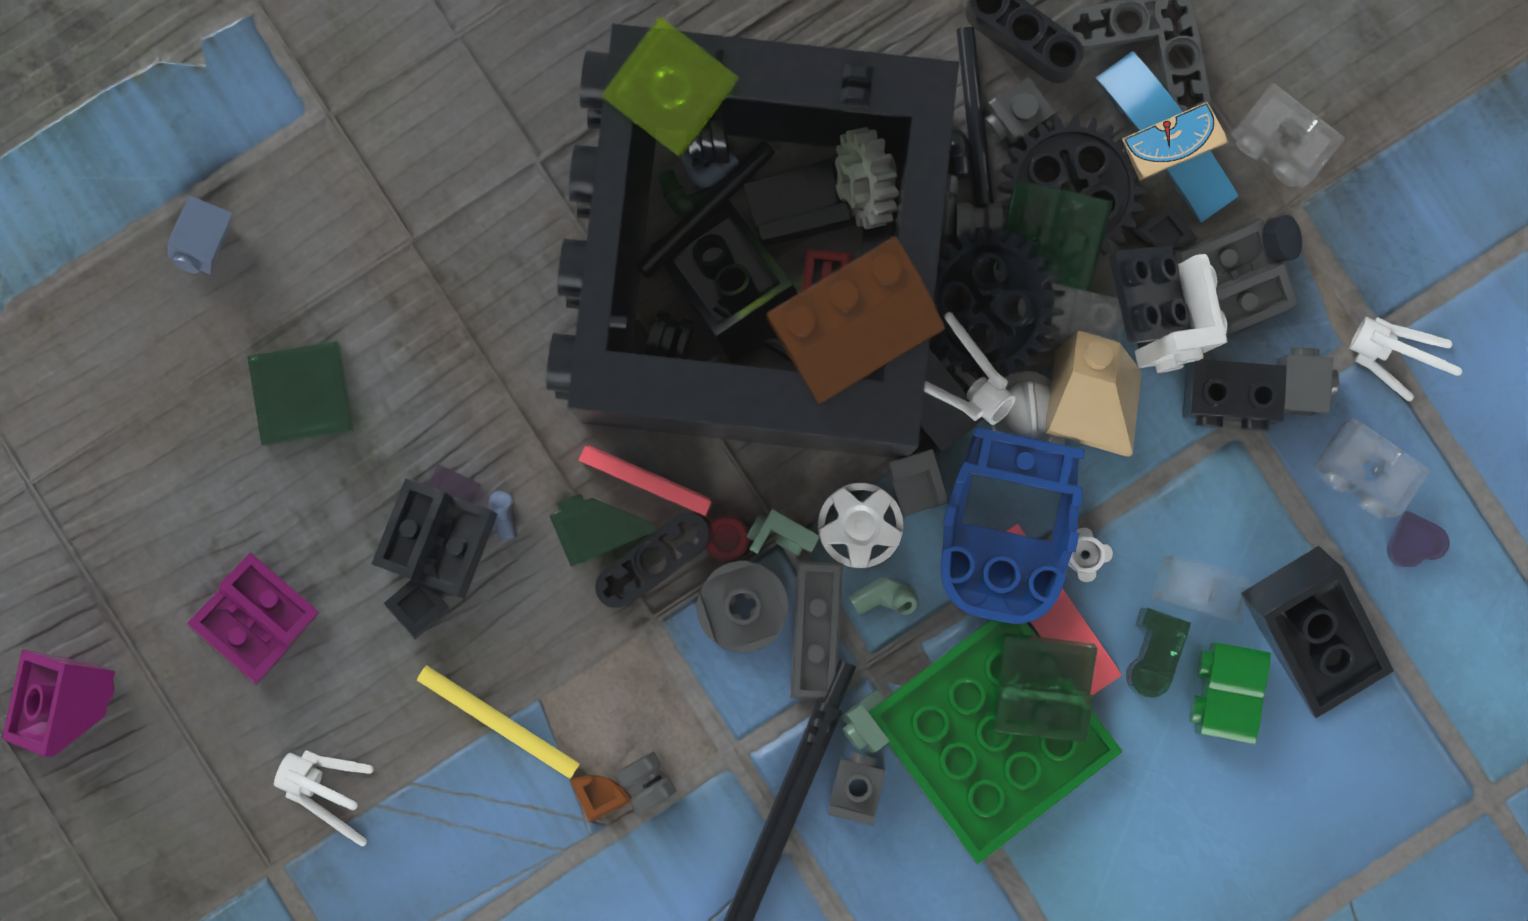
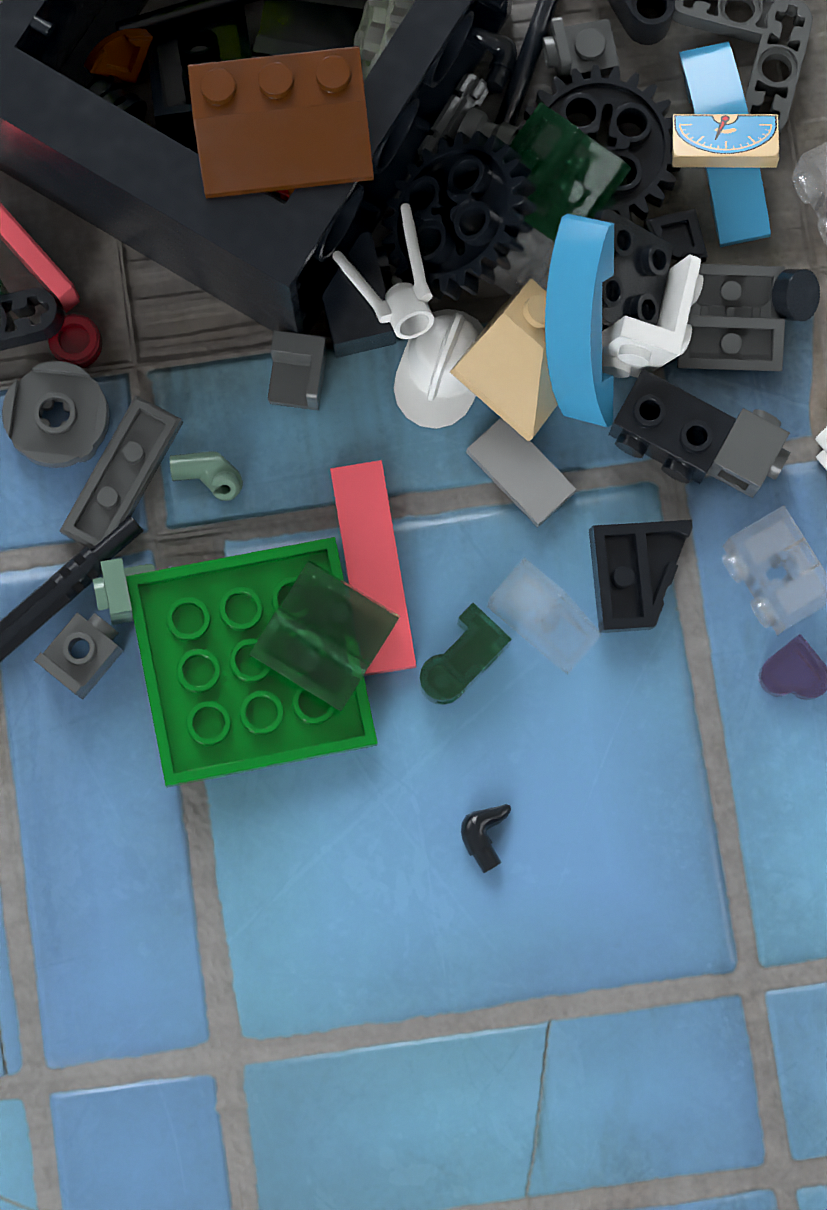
camera: 25 degrees right, 5 degrees down
(654, 290) = (120, 54): none -> dark orange tile
(791, 534) = (140, 363): sand green bracket -> none
(860, 525) = (219, 390): white wheel -> none
(1004, 572) = (335, 495): blue slope -> none
(1098, 554) = (441, 510): white plate -> none
(1130, 481) = (521, 471): none -> light grey tile
(1131, 347) = (573, 318): none -> dark azure slope
(1228, 785) = (475, 836): none -> black animal
(1231, 692) = (521, 735): green brick -> none
(1257, 521) = (633, 570): none -> black wing
(1318, 630) = (645, 715): black slope -> none

